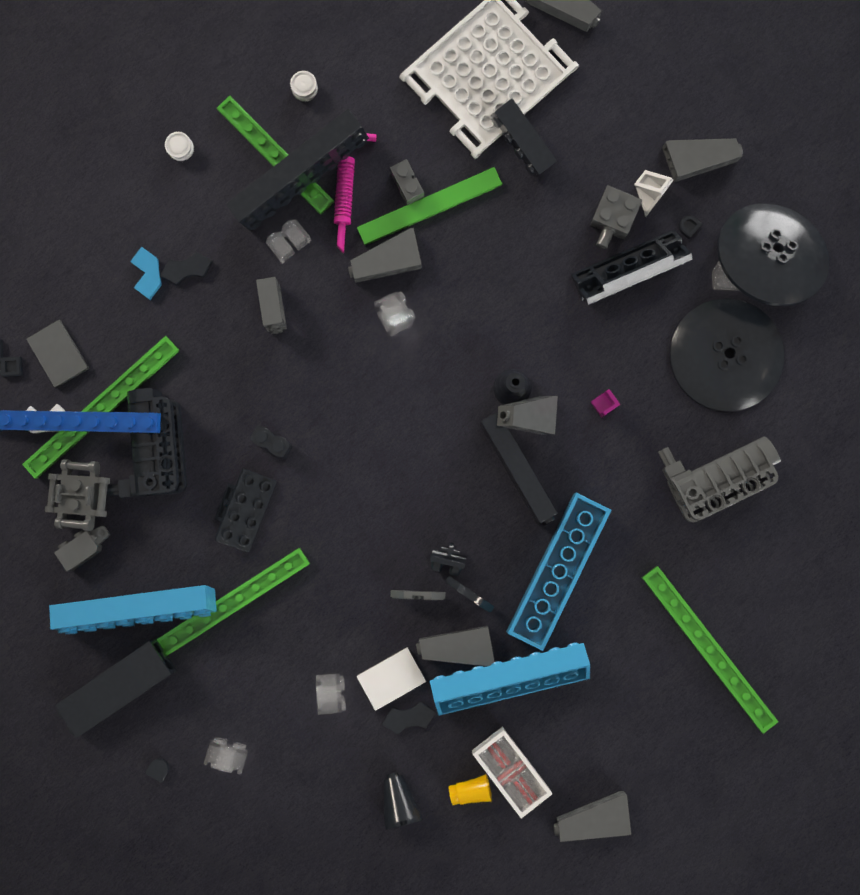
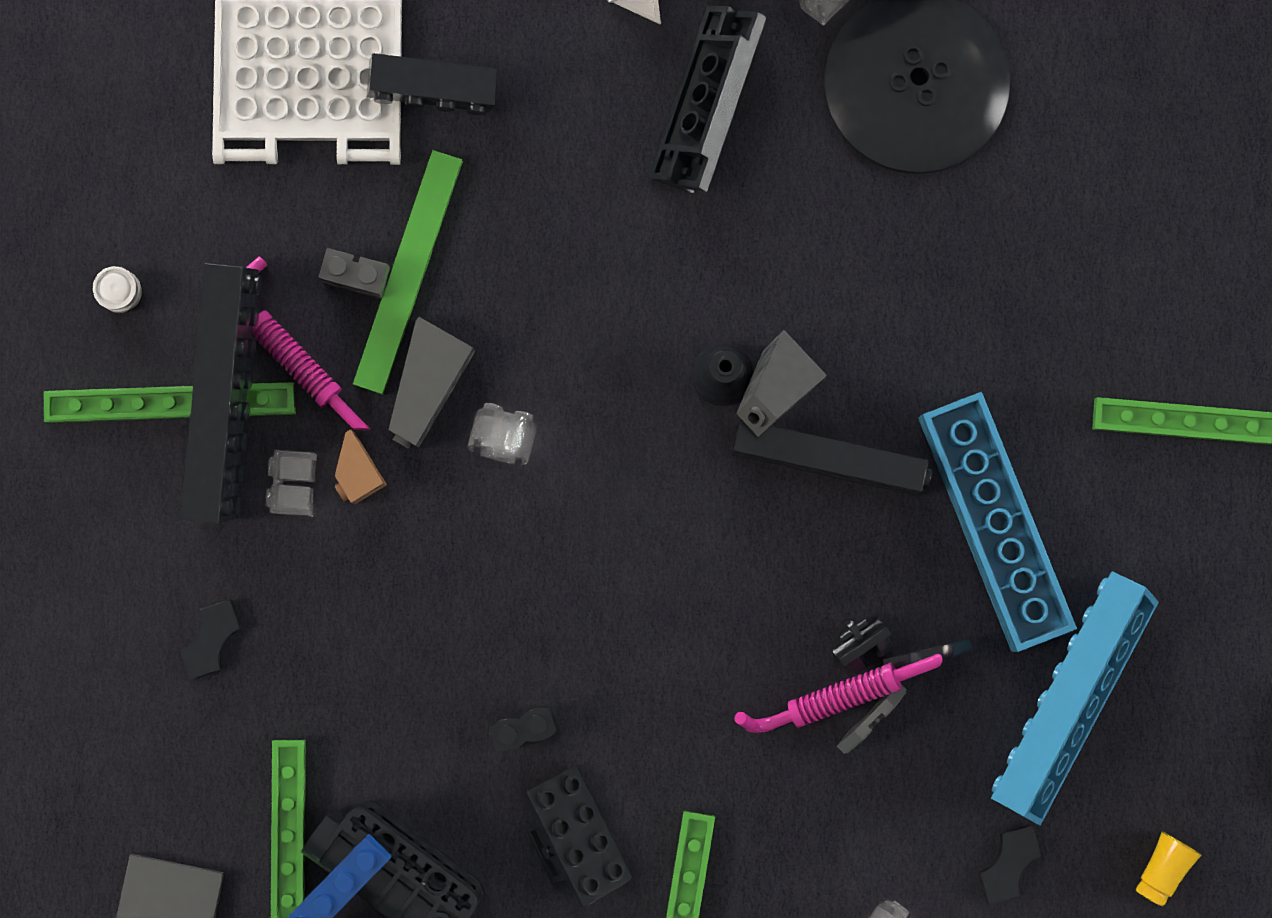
camera: 45 degrees left, 0 degrees up
(151, 280) = (185, 696): dark azure tile -> none
(179, 146) = (50, 511): white wheel -> none
(271, 305) = (355, 576): dark grey window -> none
(319, 263) = (356, 471): none -> medium nougat slope
(391, 678) = (943, 843): white tile -> none
(414, 571) = (840, 696): none -> dark pink piece
(463, 646) = (981, 723): dark grey slope -> none
(511, 772) = (1187, 798): clear brick -> none
(605, 403) = (844, 280): magenta panel -> none
(615, 215) = (626, 59): dark grey brick -> none
(720, 478) = (1061, 226): dark grey piece -> none

